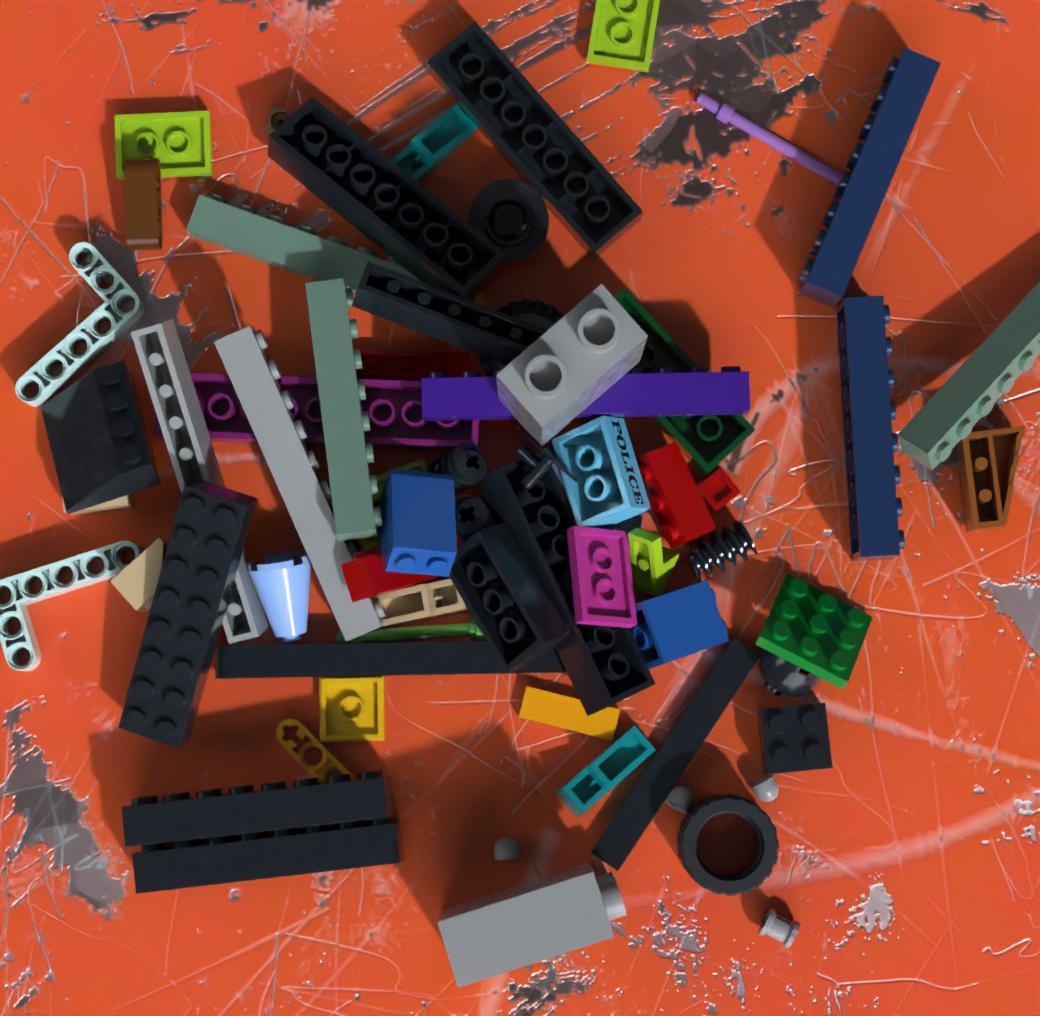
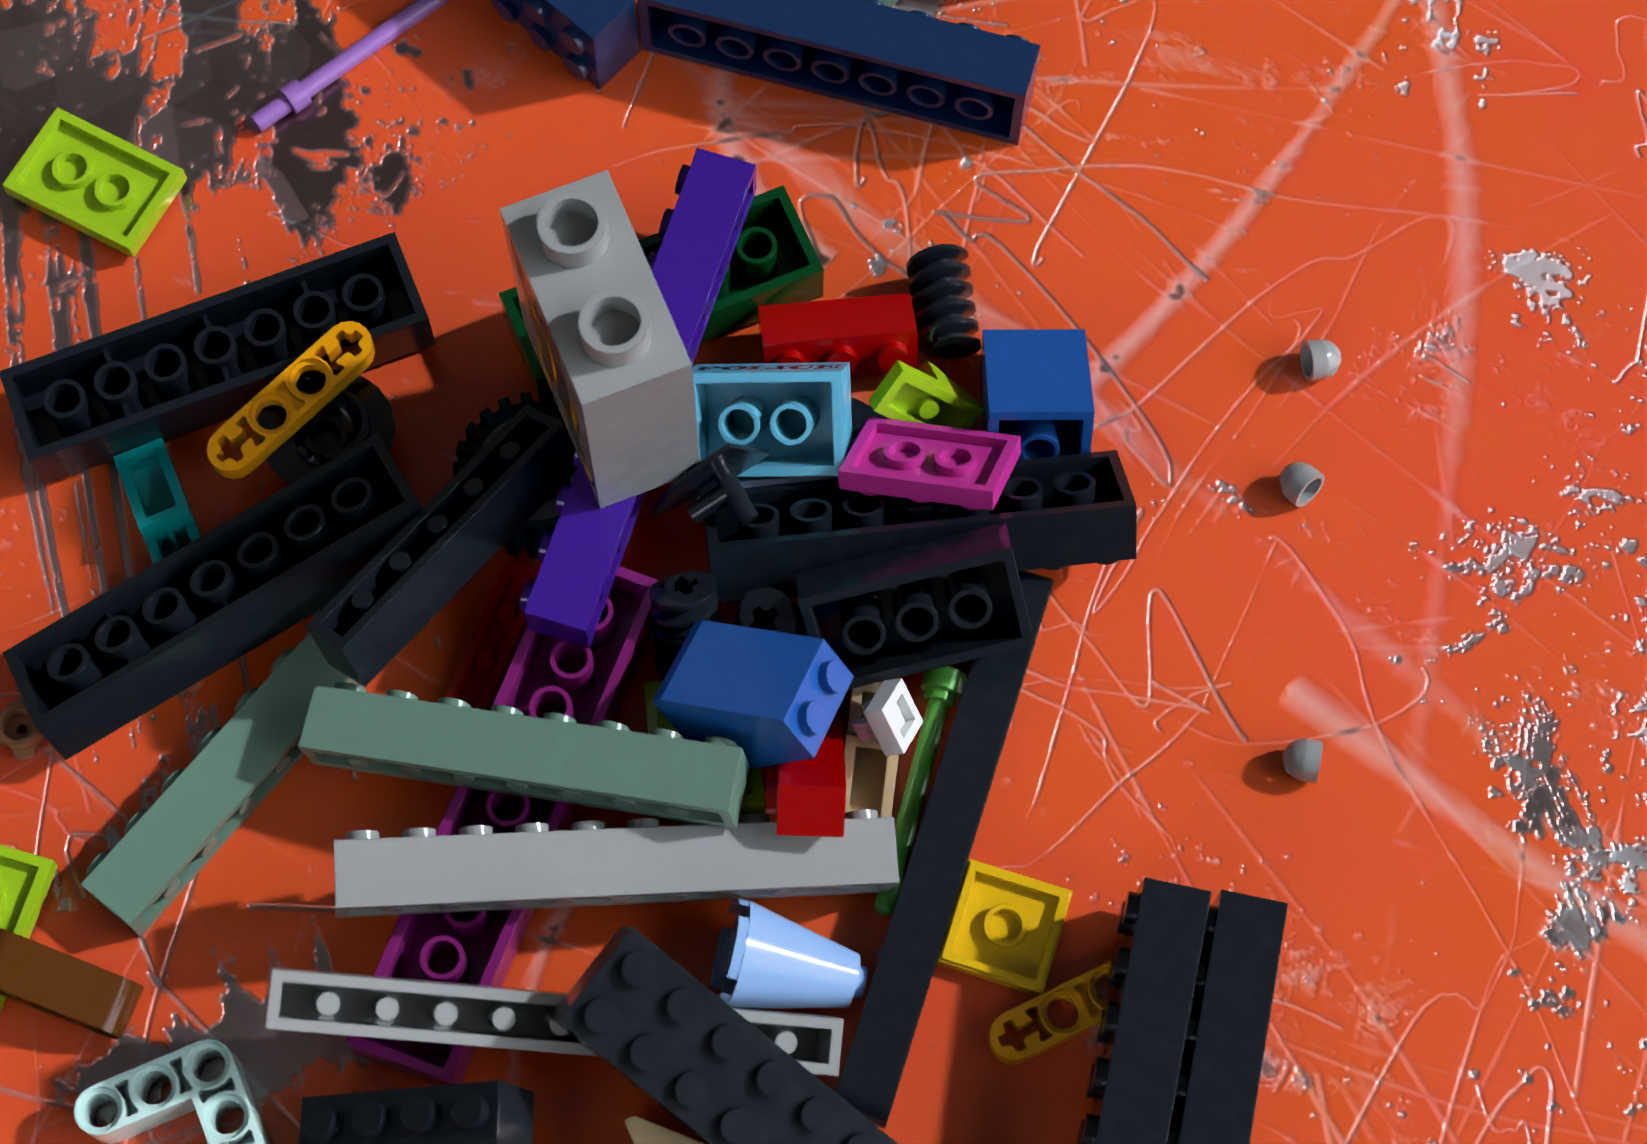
camera: 75 degrees left, 15 degrees down
(438, 605) = (889, 718): none -> white tile
(515, 191) = (284, 393): none -> light orange beam
(529, 923) = (1442, 734): light grey brick -> none
(567, 713) = (1116, 604): light orange tile -> none
(605, 771) = (1226, 576): teal slope -> none
(675, 754) = (1231, 473): black tile -> none
(718, 489) = (850, 276): red plate -> none
(766, 852) = (1417, 381): black tyre -> none
(779, 928) = (1535, 406): light grey bush -> none
(784, 676) = (1153, 268): black cylinder -> none
(794, 738) = (1258, 293): black brick -> none
(814, 631) = (1109, 206): green plate -> none

